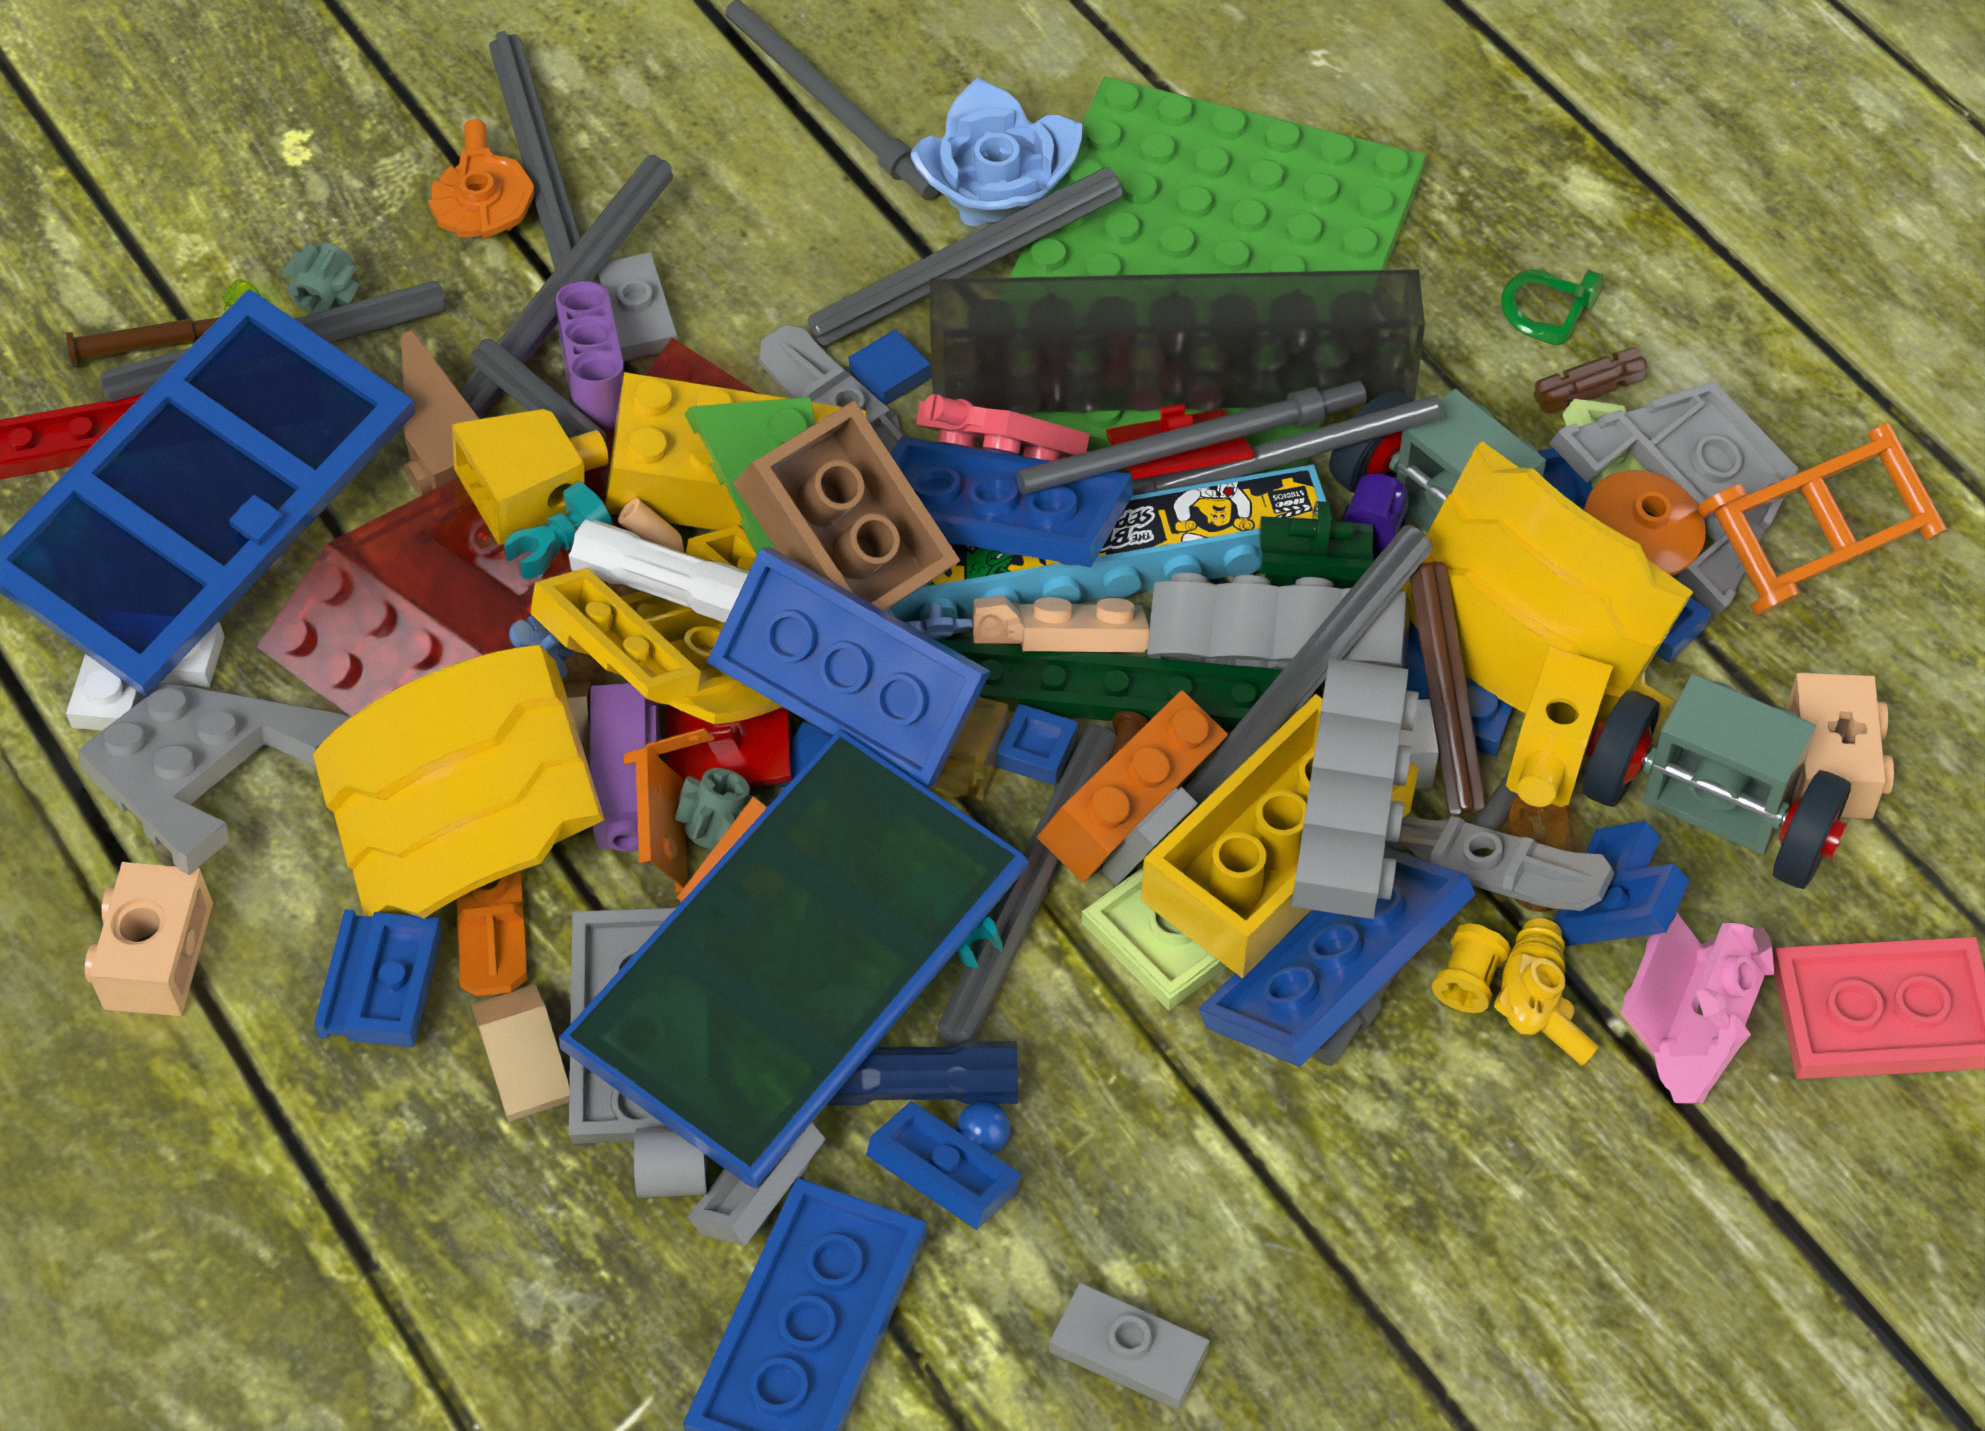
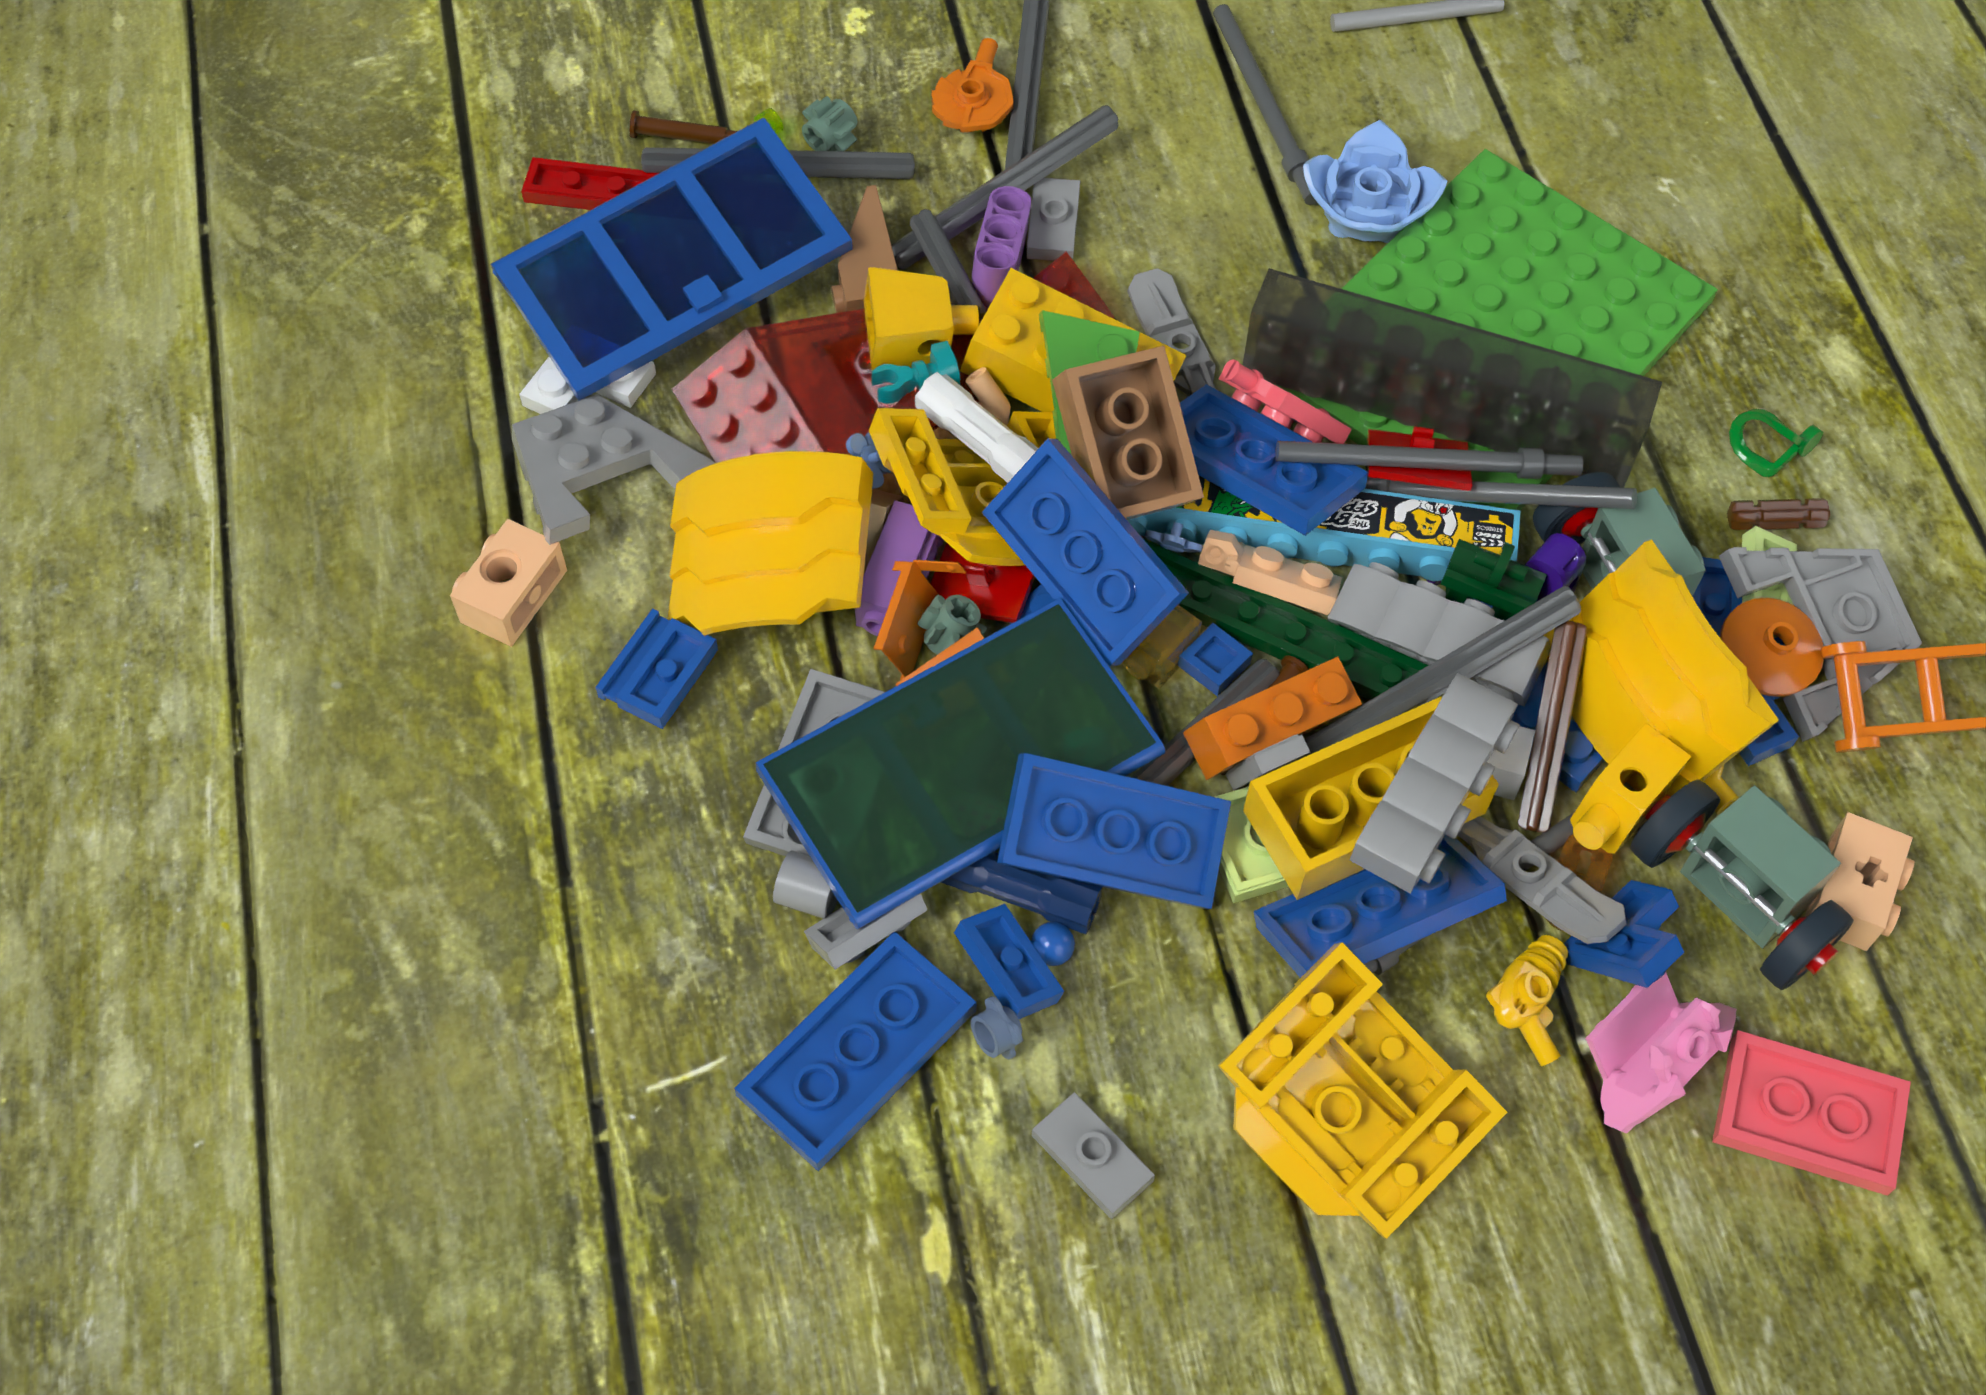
camera: 20 degrees right, 5 degrees up
(492, 938) = (752, 667): orange piece -> none
(522, 1052) = (732, 749): tan slope -> none
(890, 367) = (1223, 326): blue tile -> none
(962, 1245) = (997, 1029): none -> sand blue plate
(965, 256) = (1318, 257): dark grey axle -> none
(1007, 972) = (1114, 831): none -> blue plate
(1395, 1172) = (1353, 1098): none -> yellow slope
(1471, 968) = (1482, 956): yellow bush -> none

